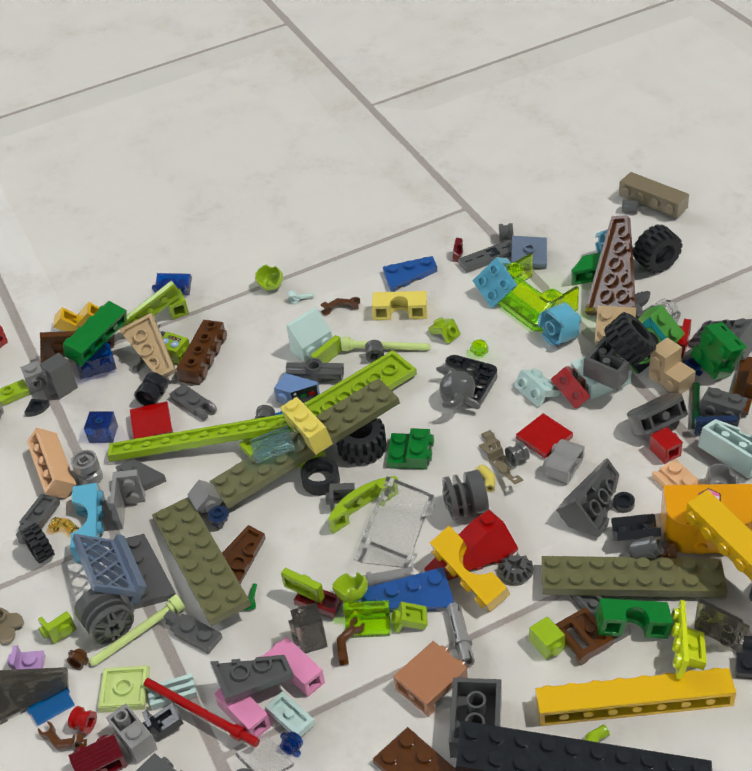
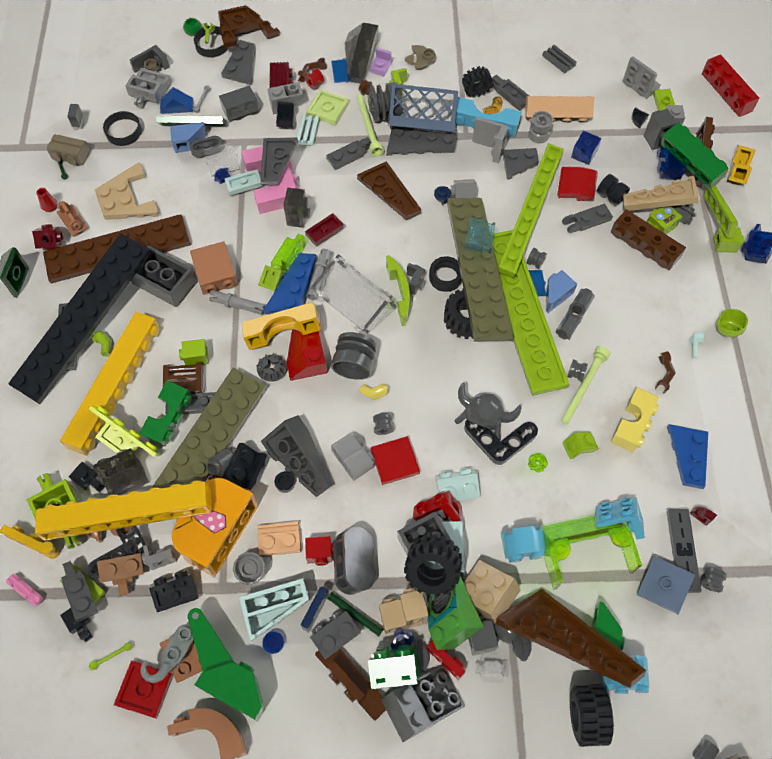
camera: 110 degrees right, 20 degrees up
(201, 561) = (402, 168): olive plate -> none
(236, 731) = (277, 134): red bar -> none
(252, 597) = (351, 192): green hand -> none
(302, 584) = (334, 216): lime plate -> none
(306, 423) = (466, 256): light yellow arch -> none
(308, 334) = (620, 322): light aqua slope -> none
(328, 350) = (595, 330): lime tile -> none
(344, 636) = (270, 227): reddish brown arm -> none
(350, 588) = (312, 242): lime hair -> none
(411, 449) = (438, 349): green plate -> none
(497, 453) = (396, 413): dark tan piece -> none

